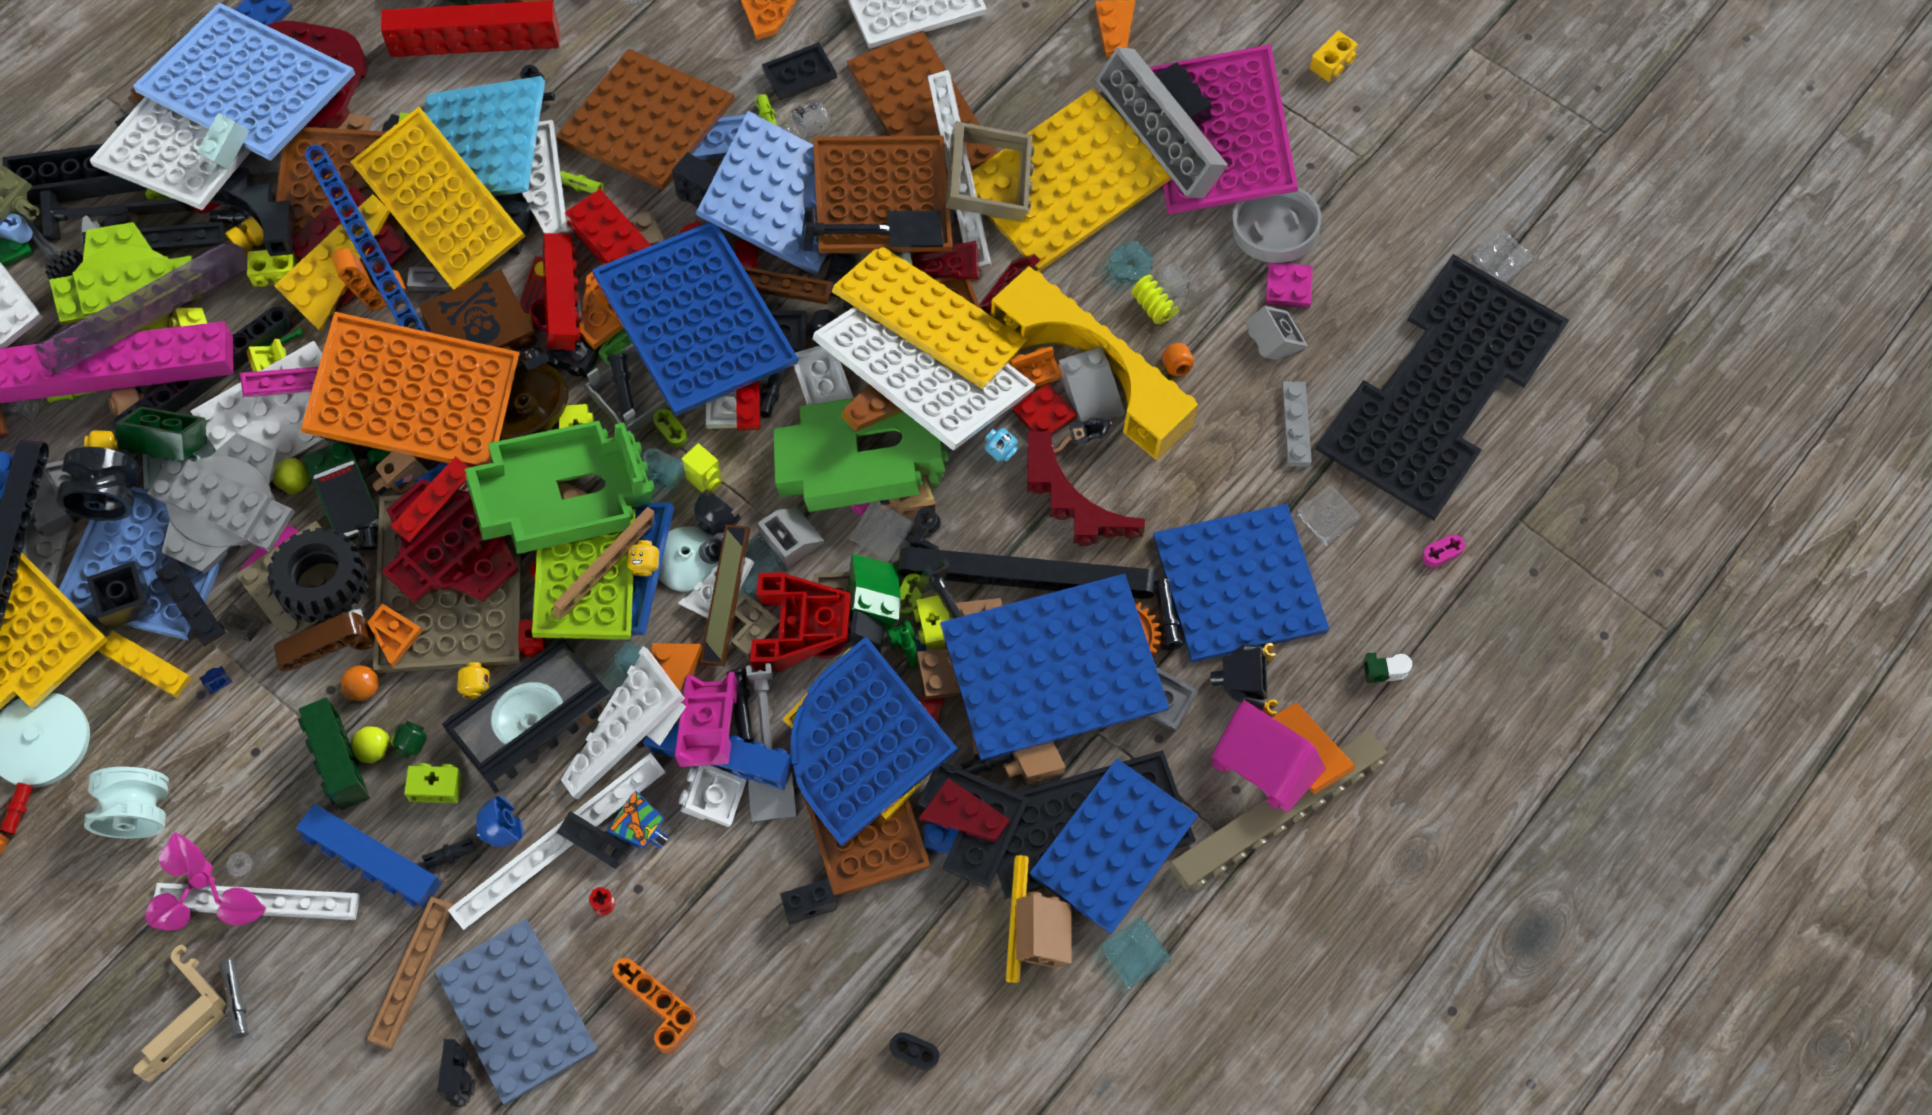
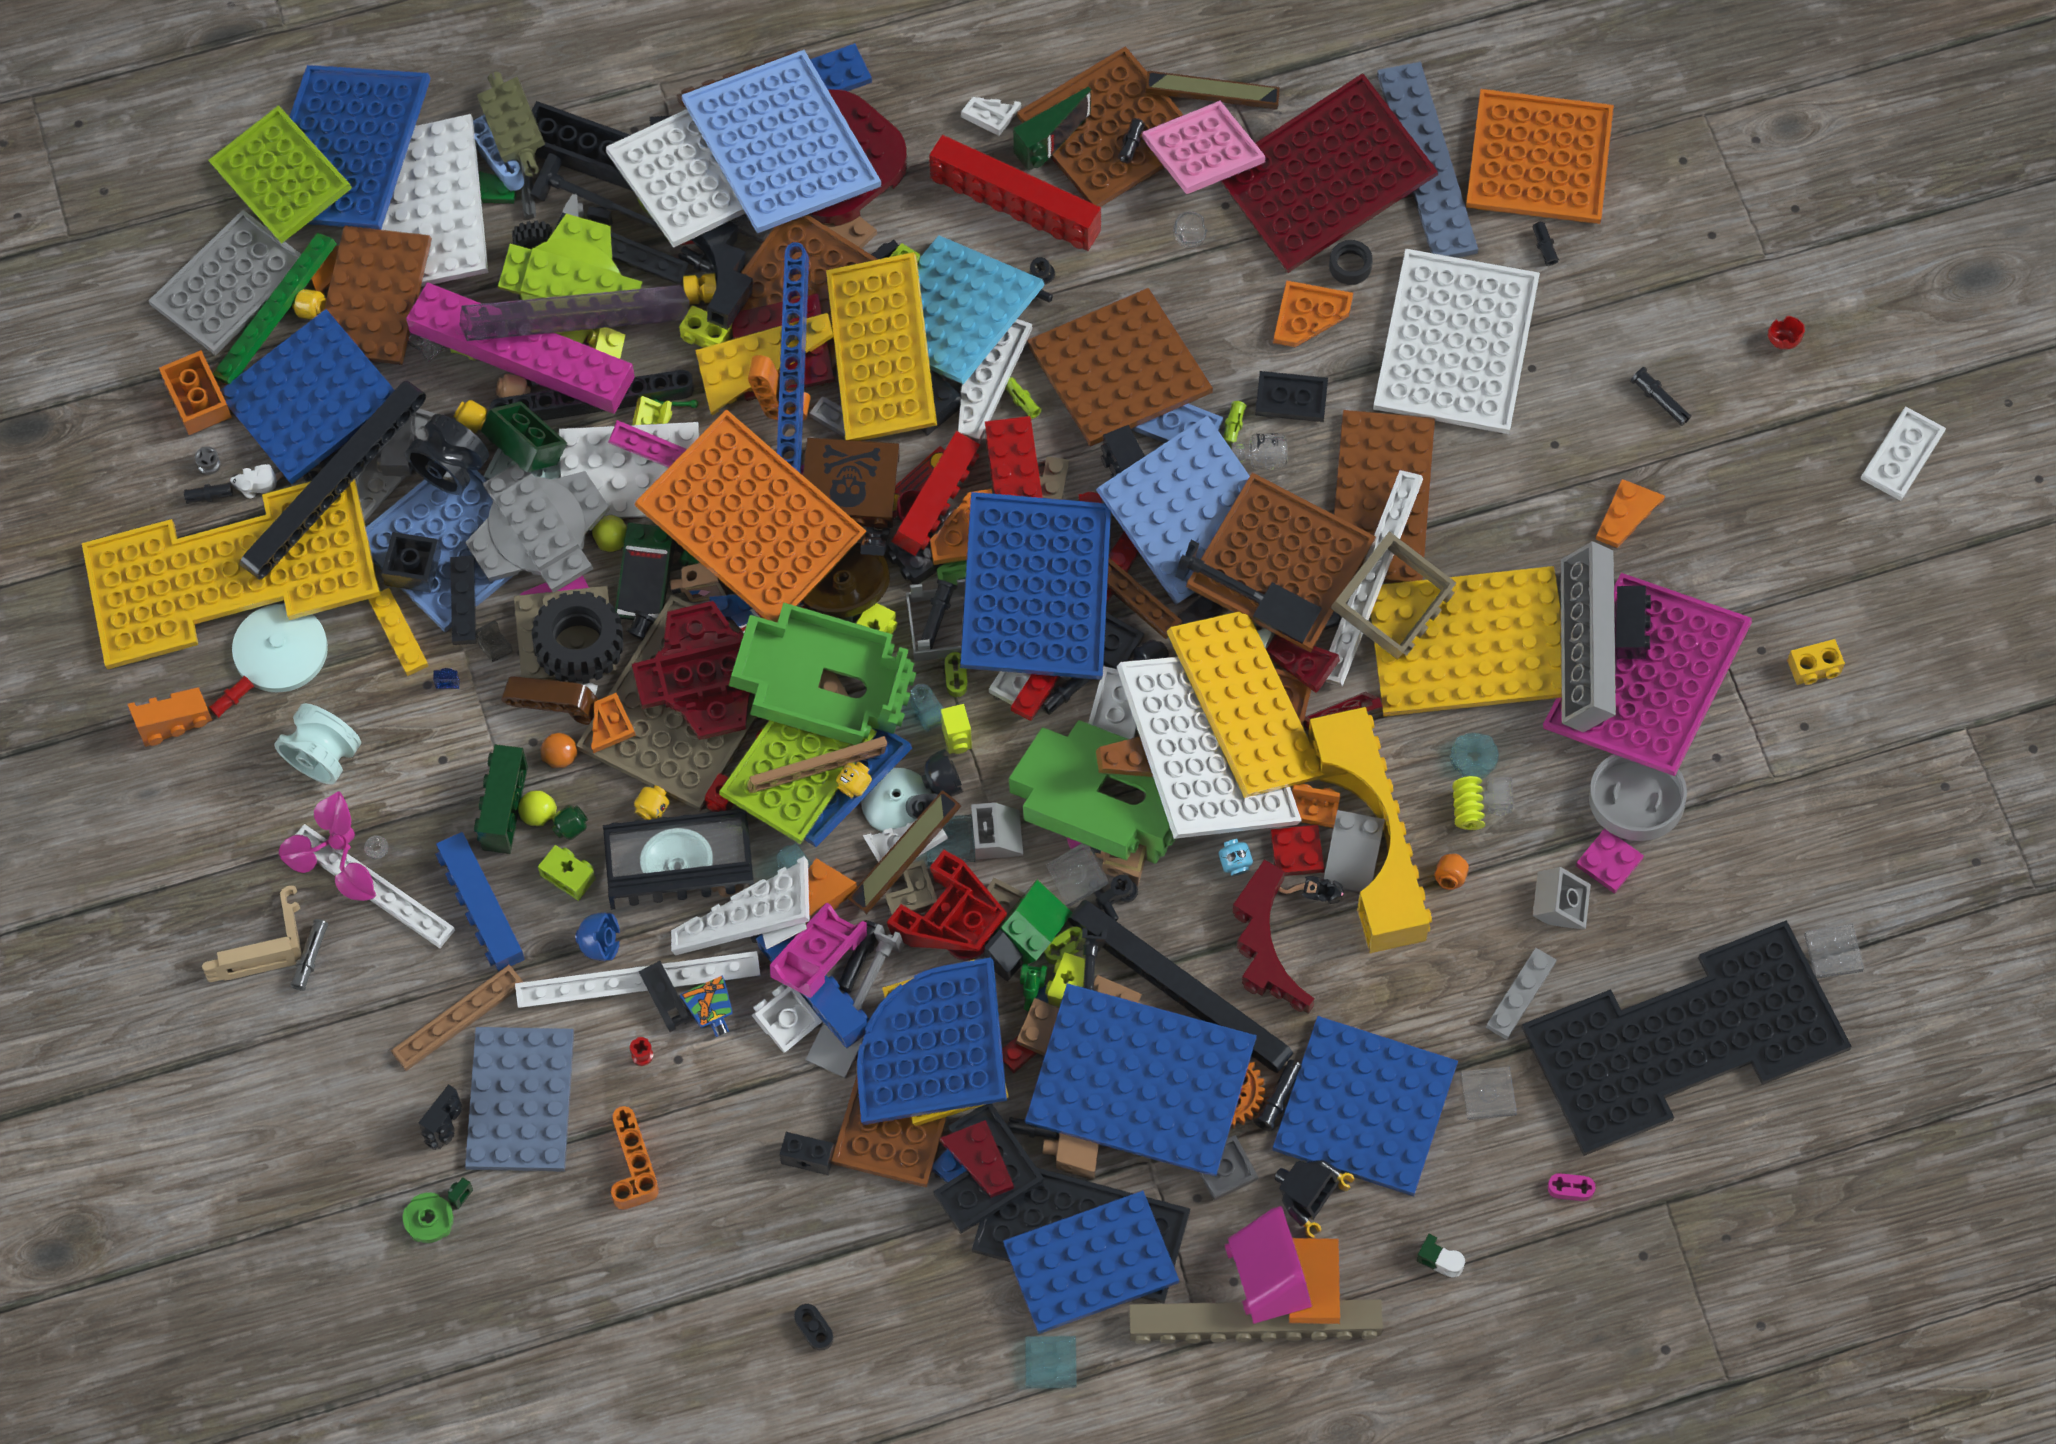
camera: 35 degrees right, 0 degrees up
(223, 141) = (725, 195): light aqua brick -> none
(431, 500) = (708, 625): red plate -> none
(448, 853) = (544, 937): black pin -> none
(1018, 891) = (968, 1272): yellow axle -> none
(1043, 930) = (982, 1294): medium nougat brick -> none

